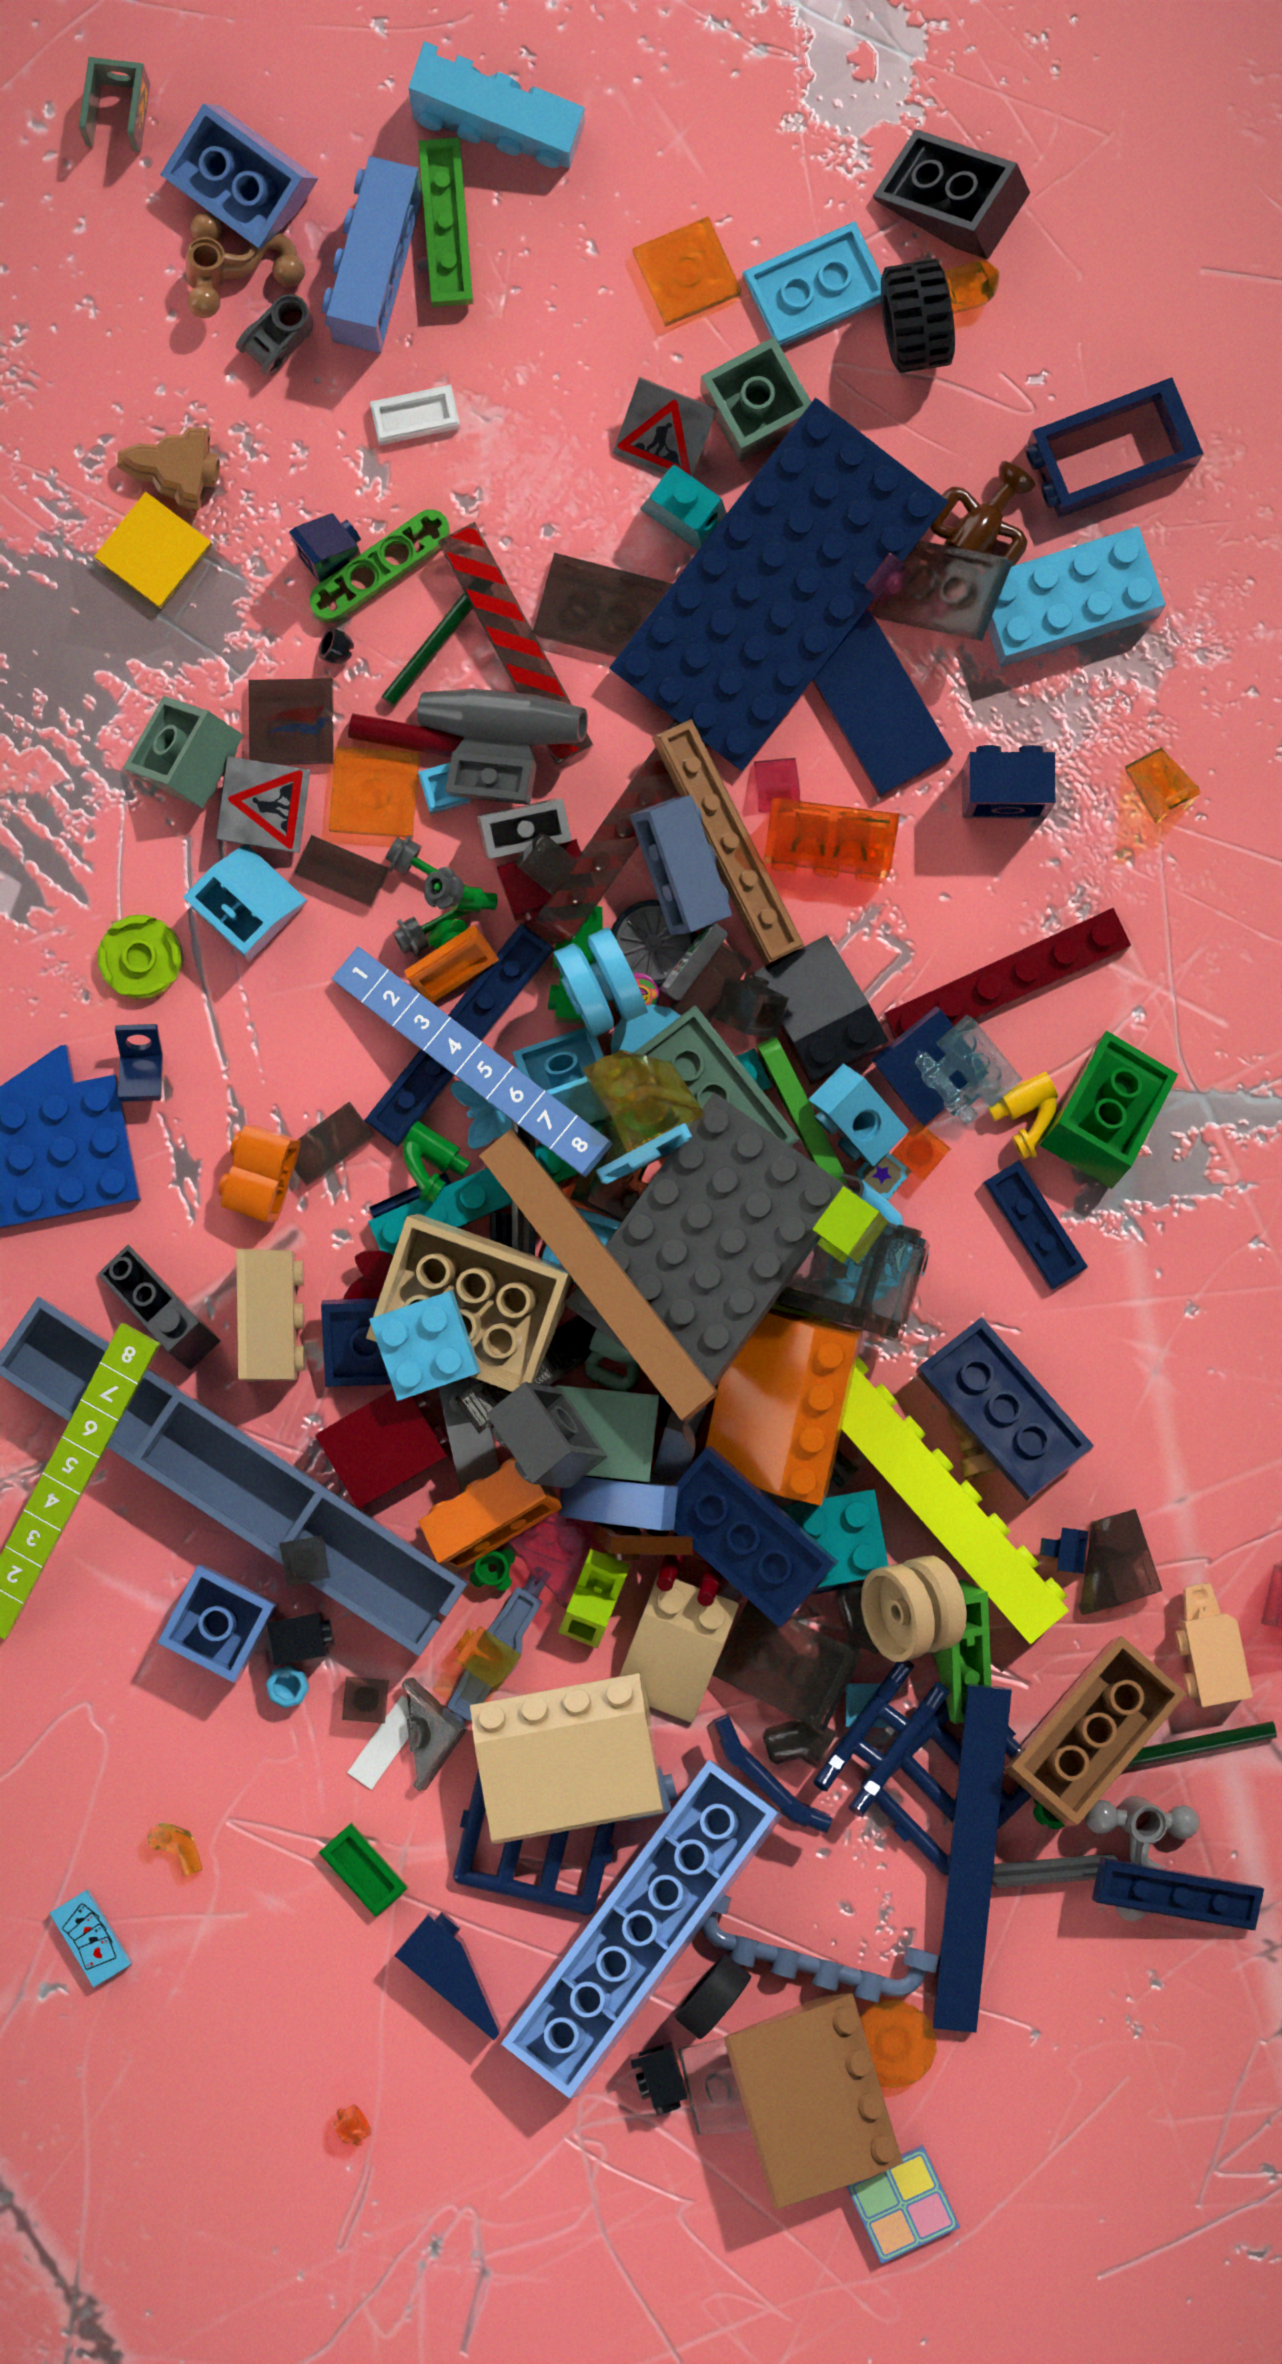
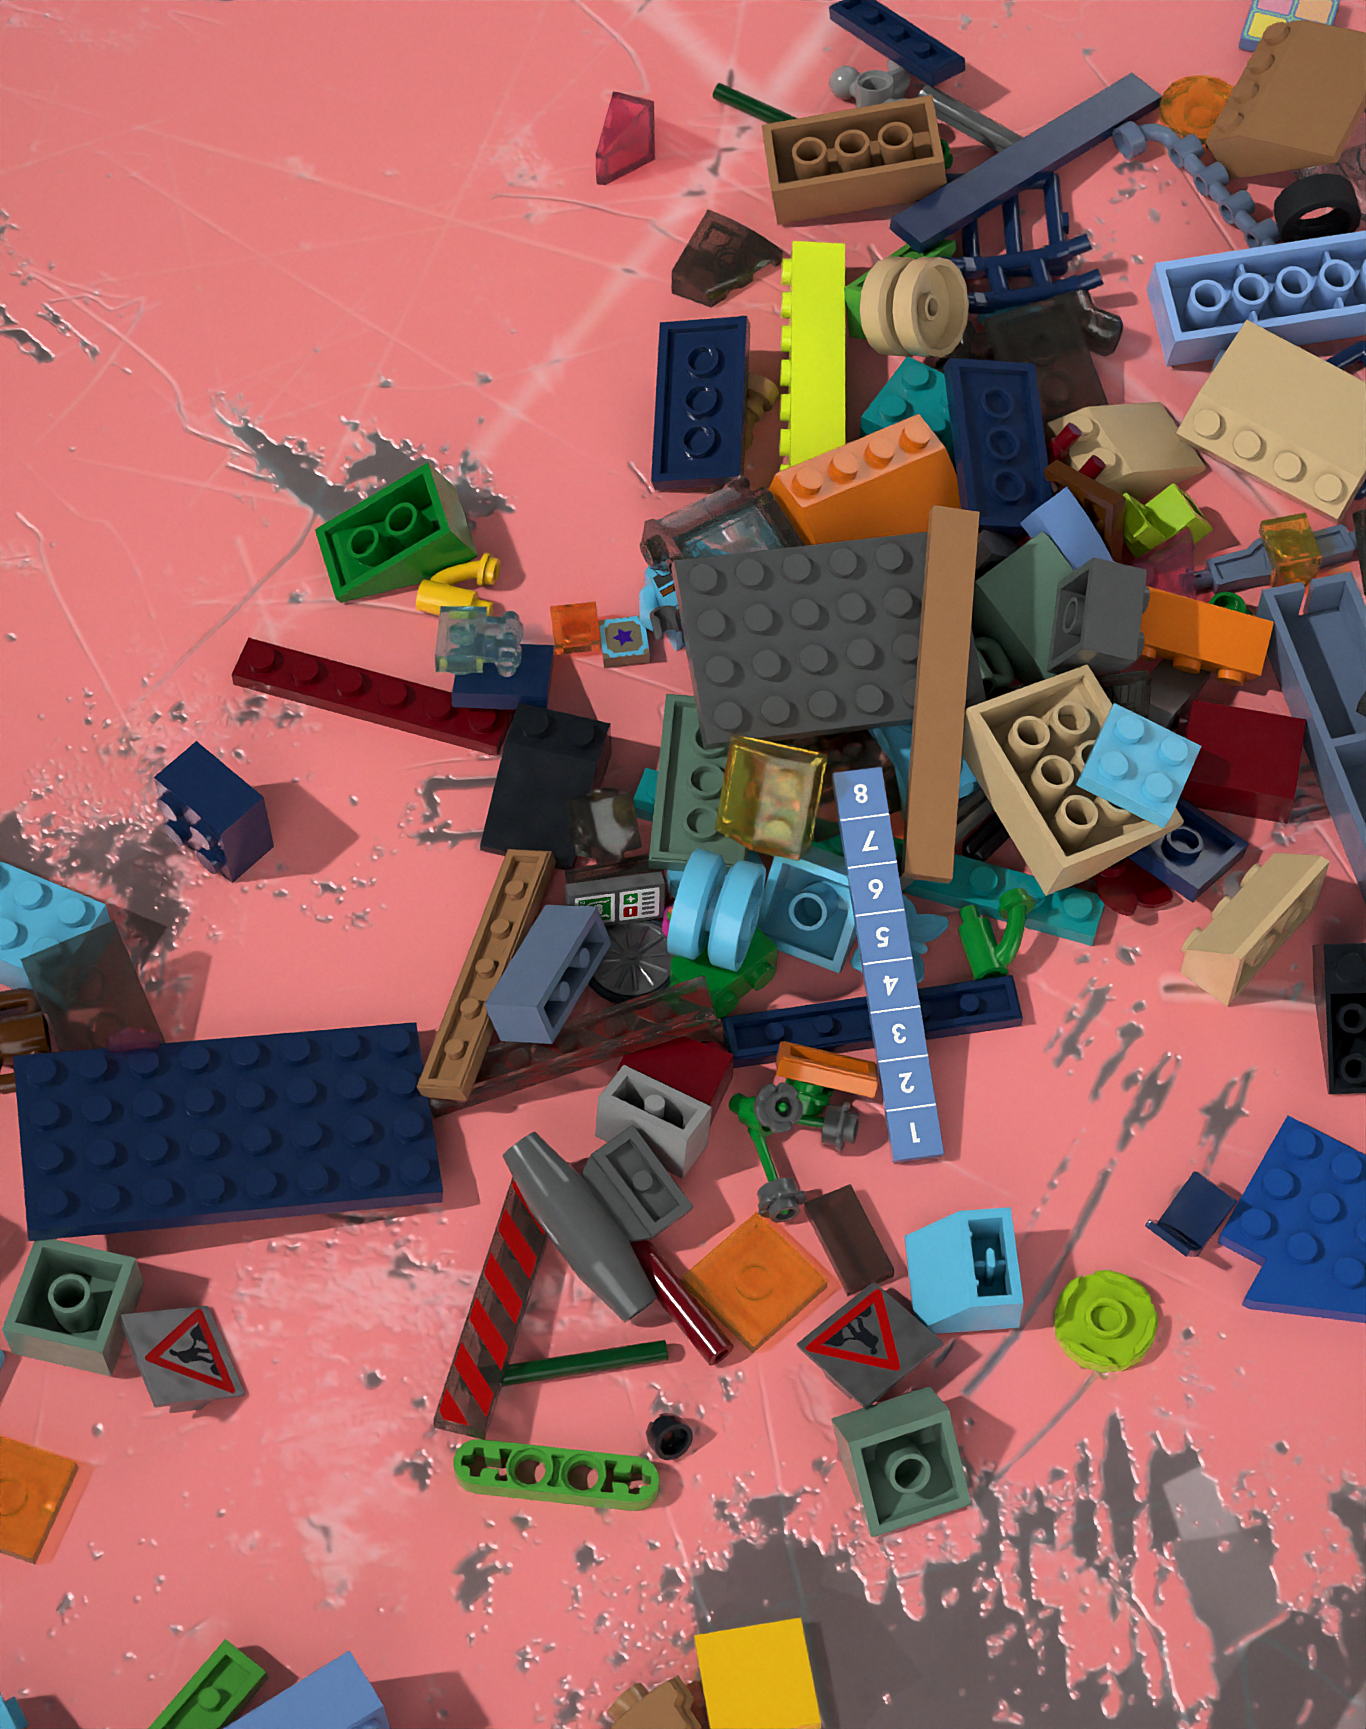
camera: 135 degrees left, 25 degrees down
(259, 1173) = (1158, 1040): orange brick -> none
(291, 721) = (772, 1408): clear smoke tile -> none
(325, 545) = (591, 1521): dark blue slope -> none
(331, 1143) = (1072, 1028): clear smoke tile -> none
(401, 1199) = (1042, 937): dark blue piece -> none
(415, 415) = (386, 1589): white tile -> none
(434, 786) = (689, 1236): medium azure tile -> none
(546, 862) = (666, 1049): clear smoke brick -> none
(595, 604) = (395, 1269): clear smoke tile -> none
(645, 1154) = (784, 734): medium azure tile -> none
(685, 507) = (233, 1266): teal torso -> none
(776, 780) = (395, 993): clear pink slope -> none
(791, 1807) = (1143, 329): dark blue piece -> none
(799, 1107) = (644, 721): bright green beam -> none
(830, 840) = (401, 899): clear orange slope -> none
(849, 1227) = (704, 521): lime brick -> none
(857, 1115) = (602, 675): medium azure brick -> none
(879, 709) = (252, 968): dark blue tile -> none
(1035, 1225) = (540, 517): dark blue tile -> none
(1069, 1550) = (750, 291): dark blue tile -> none
(1162, 784) = (92, 722): clear yellow slope -> none
(1211, 1649) = (712, 155): light nougat hinge -> none

